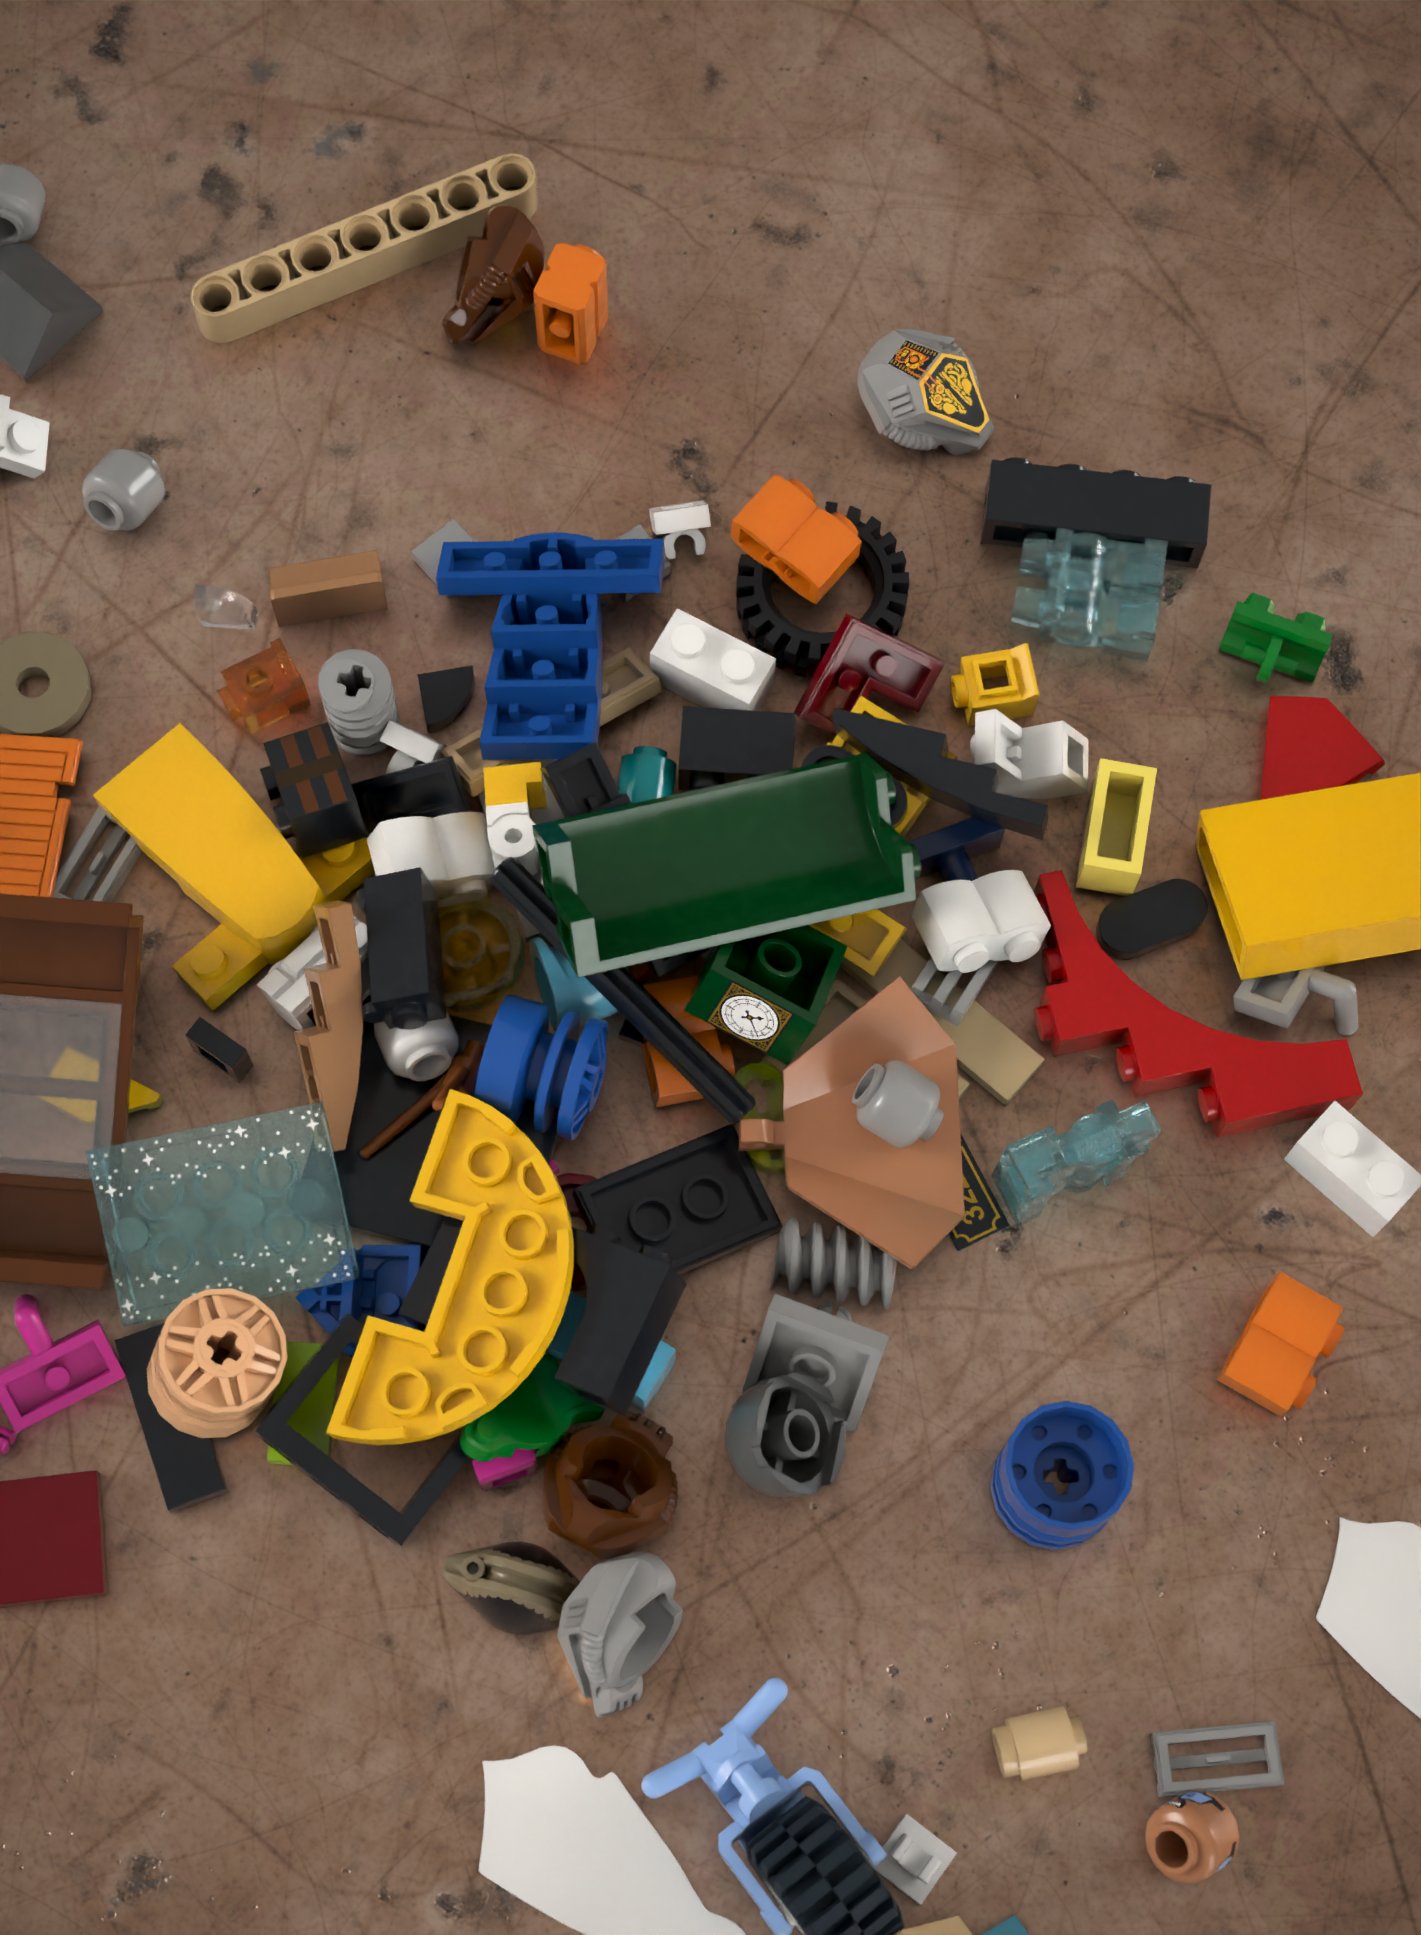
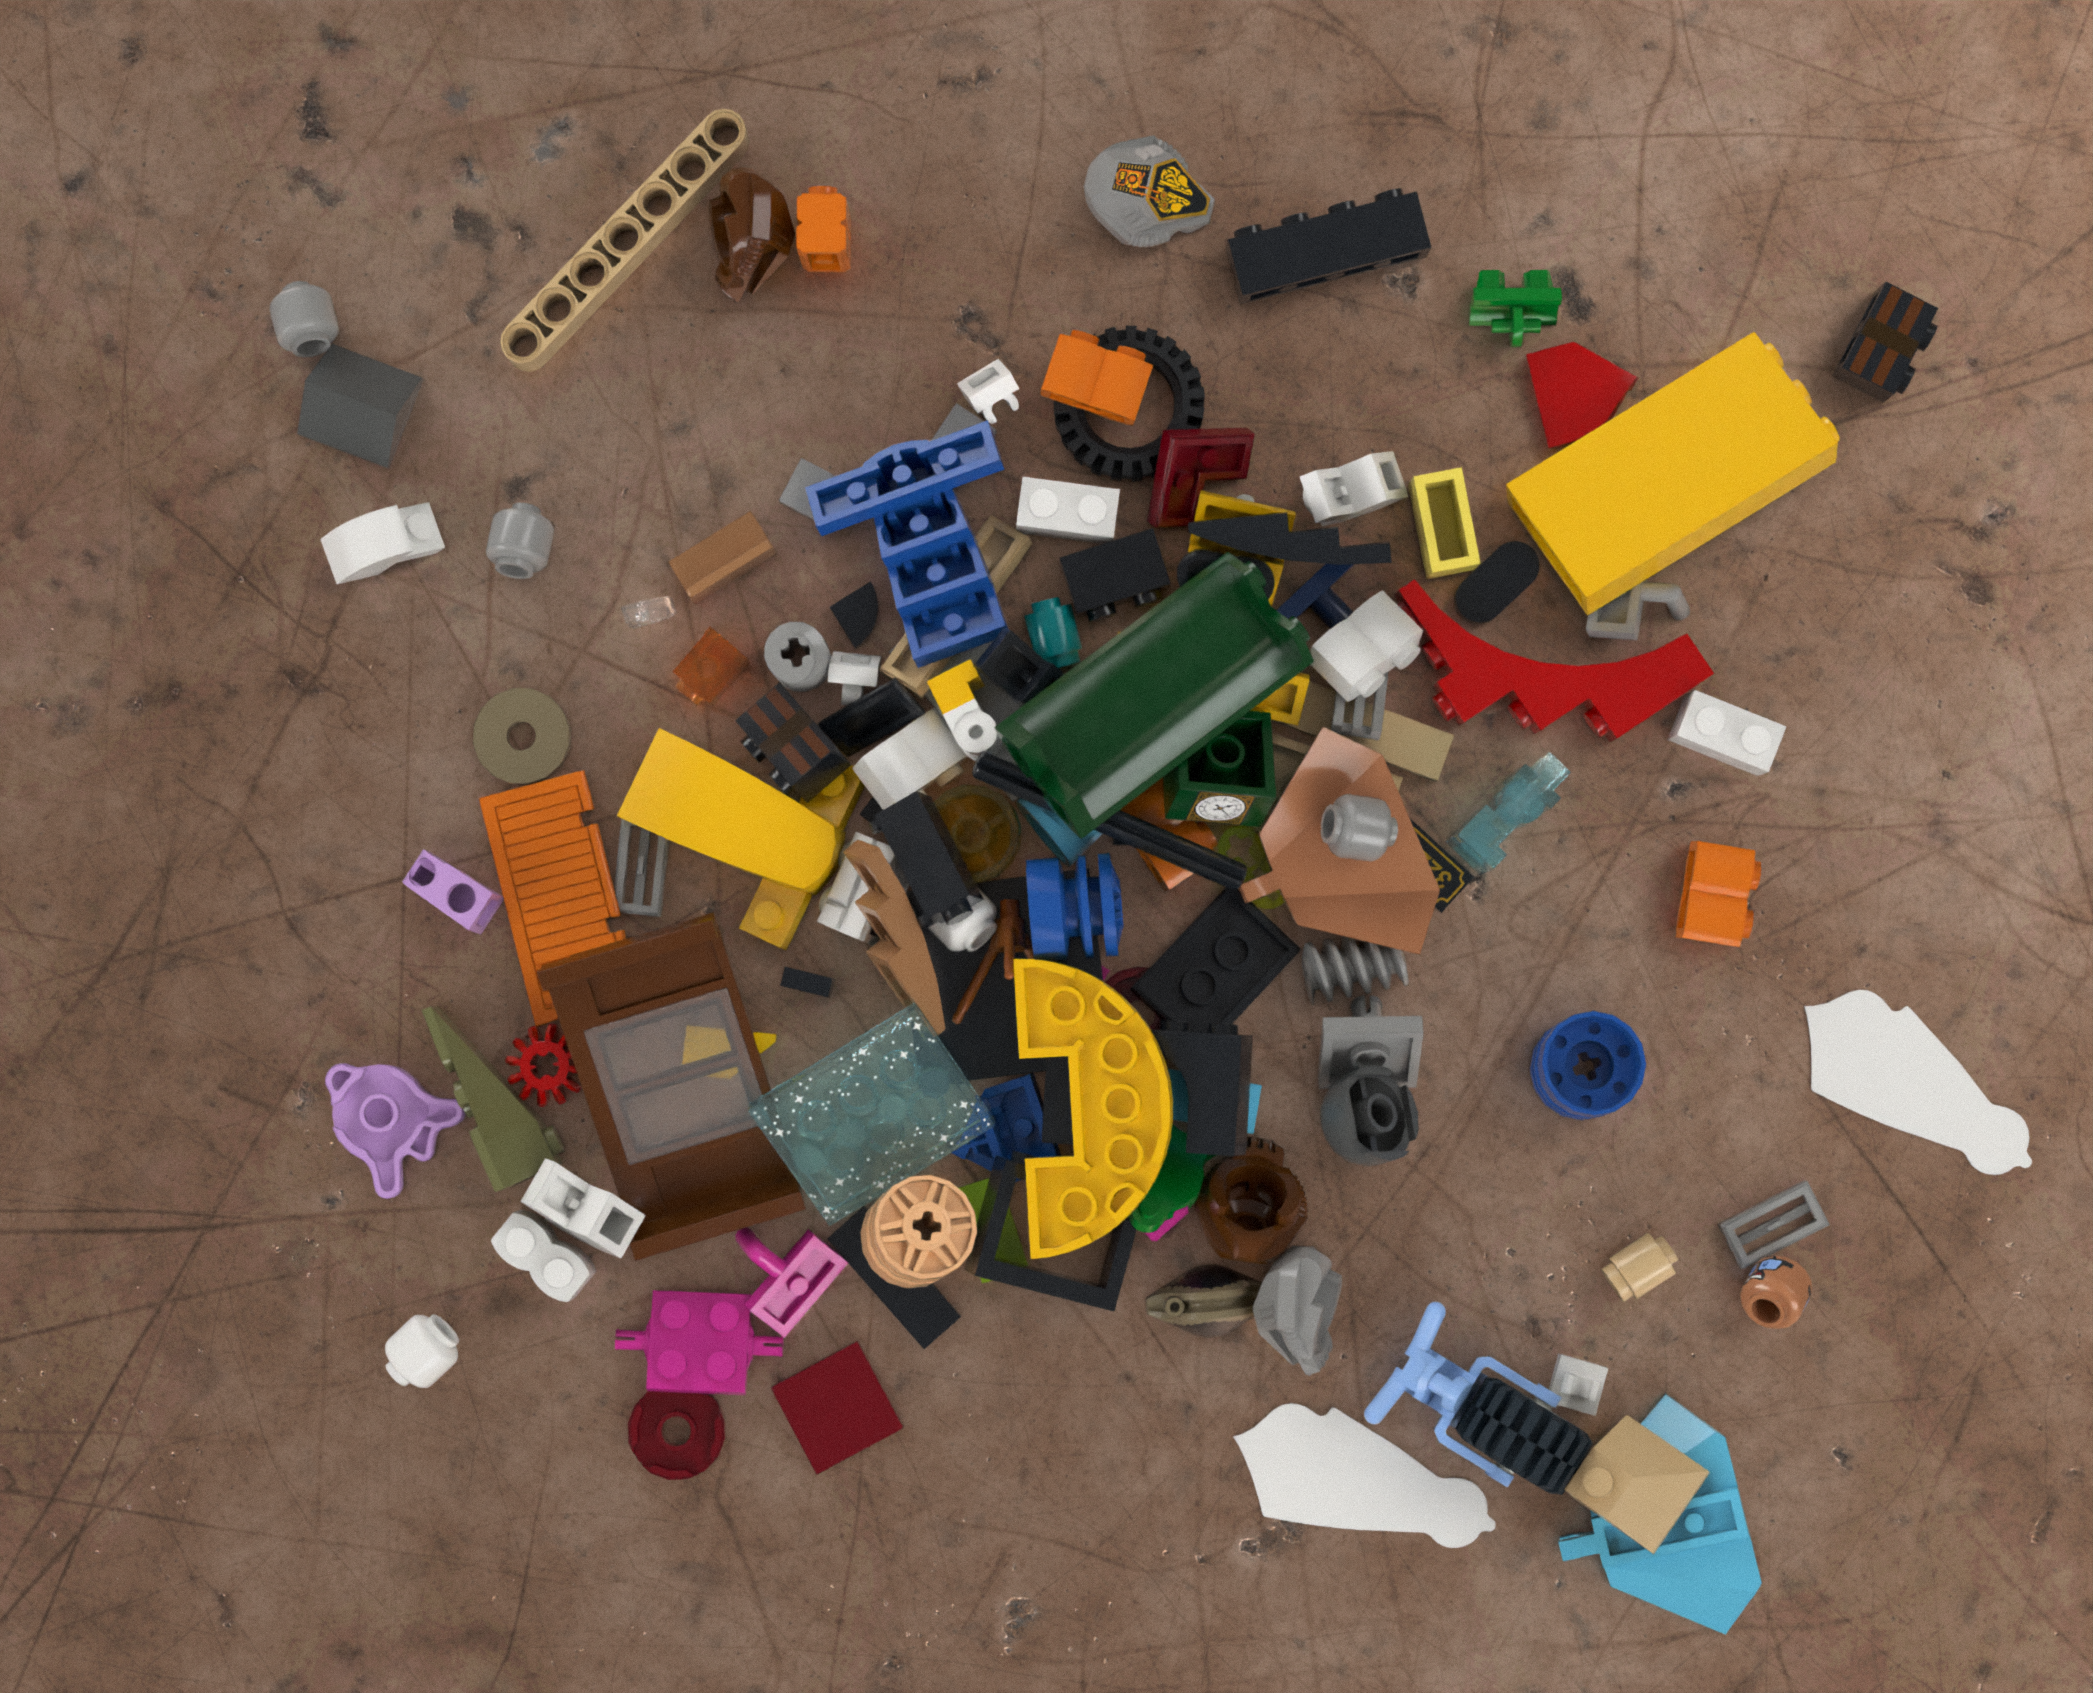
camera: 20 degrees left, 15 degrees up
(1013, 701) = (1280, 445): yellow window -> none
(1074, 602) = (1373, 291): clear light blue hips -> none

